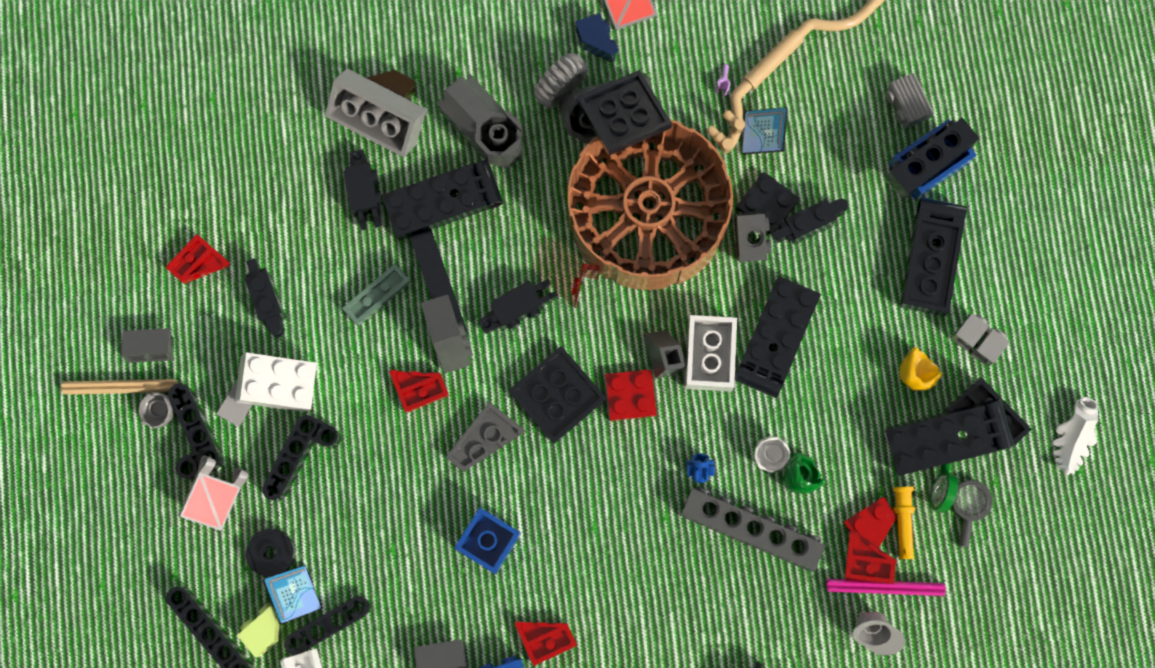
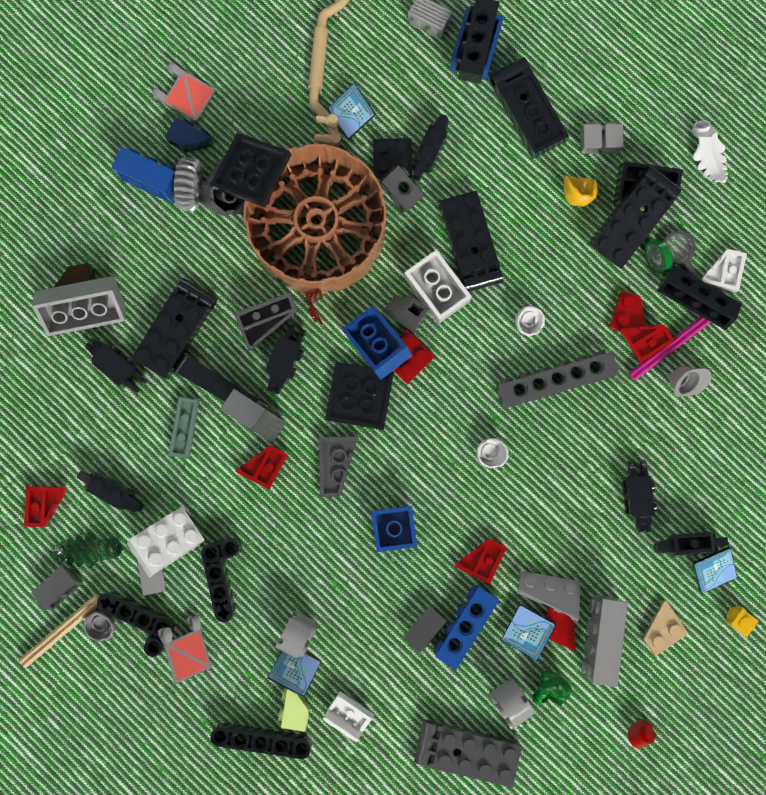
camera: 40 degrees left, 5 degrees up
(201, 334) = (86, 550): none -> clear green plant
(258, 546) = (245, 657): black plate -> none
(320, 563) = (296, 635): none -> light grey brick
(328, 627) = (334, 669): black beam -> none
(483, 122) = (158, 254): dark grey brick -> none
(529, 255) = (263, 319): none -> dark grey wedge
(530, 41) = (145, 173): none -> blue brick
(612, 358) = (377, 342): none -> blue brick
(635, 547) = (492, 453): none -> white hair
(700, 467) = (491, 367): blue gear -> none
(723, 83) = (298, 100): lavender hand -> none
(802, 475) = (560, 318): green hair -> none
(904, 512) = (642, 288): yellow pin -> none
(952, 563) = (699, 297): none -> black brick
(999, 560) = (726, 271): none -> white wing

